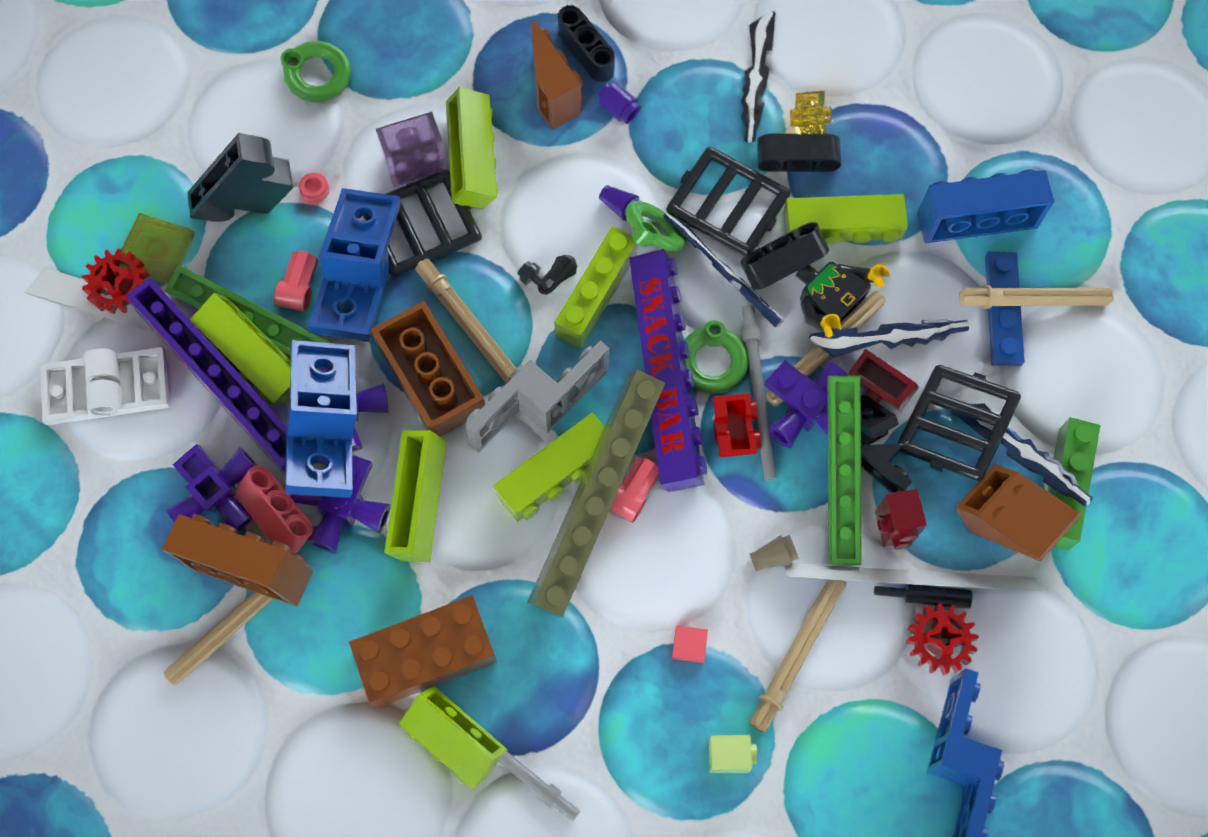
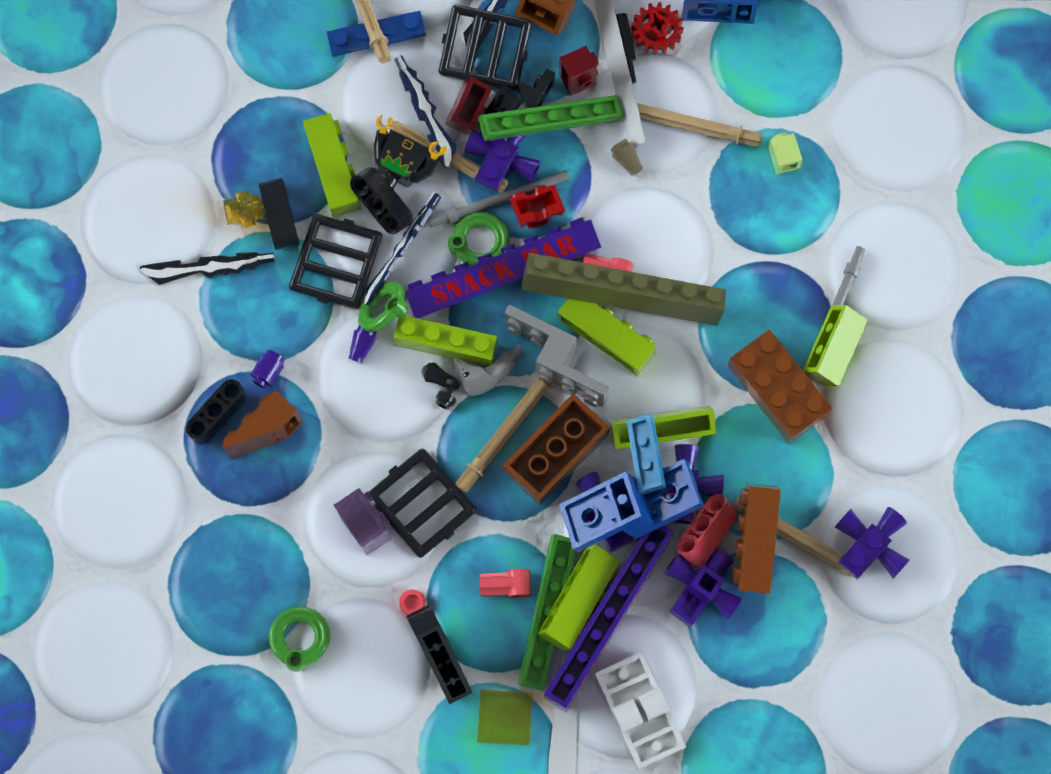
camera: 100 degrees left, 5 degrees up
(104, 278) = (554, 745): red gear -> none
(189, 704) = (872, 543): none -> dark purple brick
(354, 264) = (481, 535): blue bracket -> none
(375, 450) = (646, 454): none -> dark azure plate
(471, 148) = (344, 475): lime brick -> none
(537, 312) = (481, 380): none -> light grey animal
(689, 644) = (712, 202): coral tile -> none
(985, 206) = (296, 59): blue brick -> none

